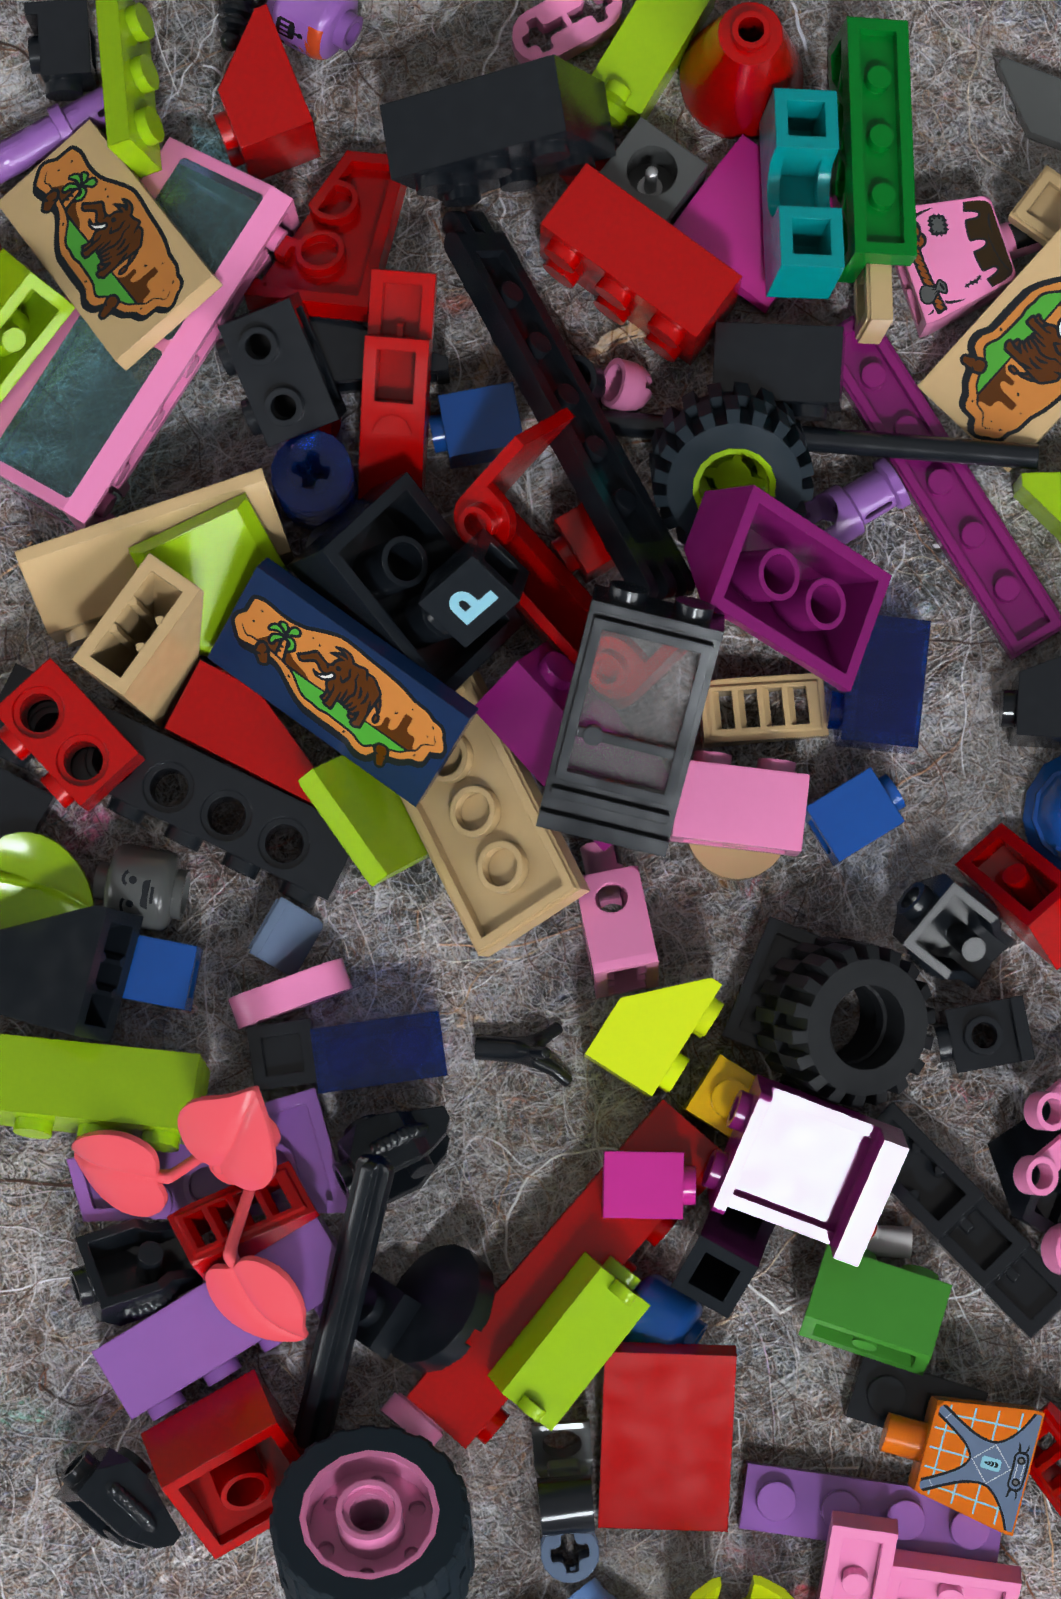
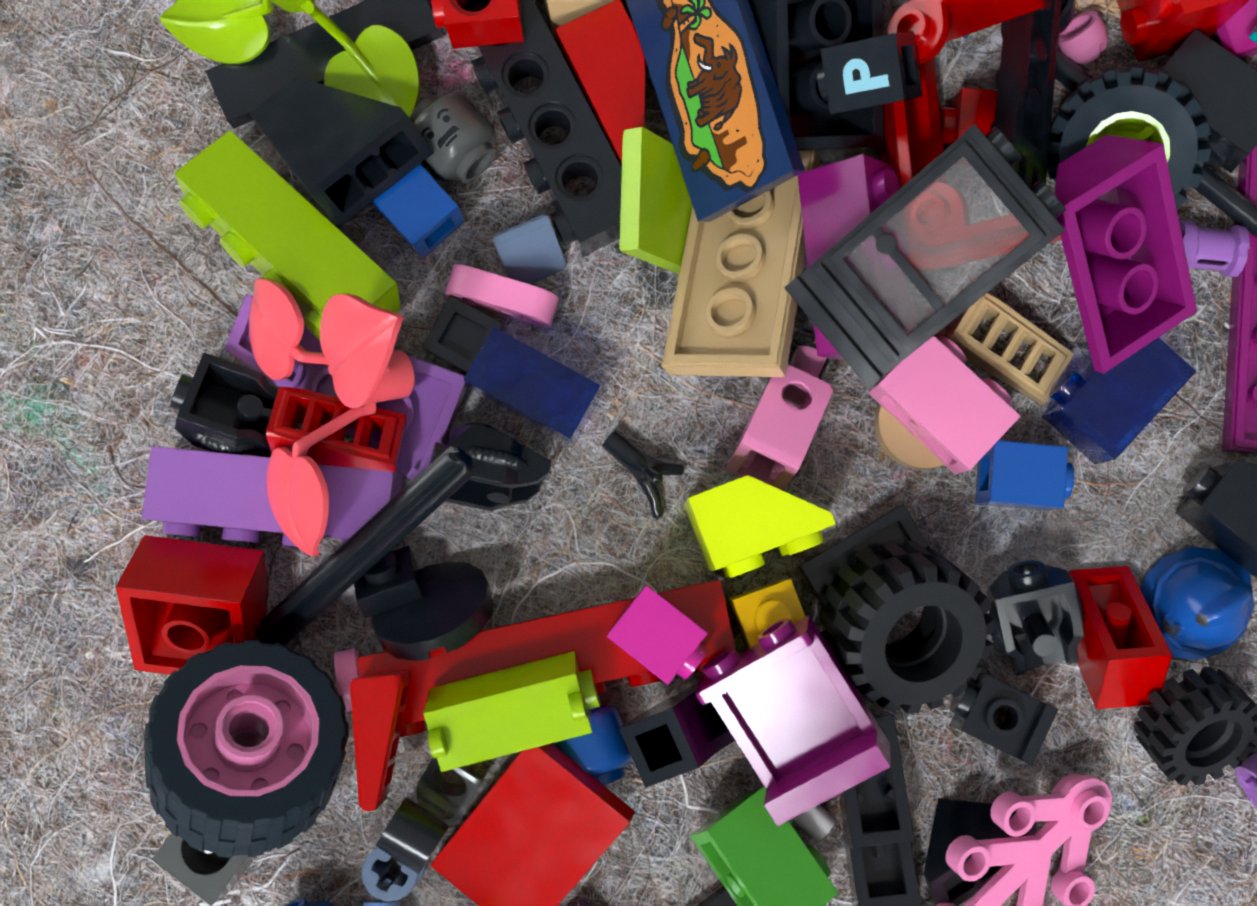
camera: 40 degrees right, 0 degrees up
(117, 1499) = (88, 570): black hand -> none
(463, 1427) = (377, 719): none -> red slope

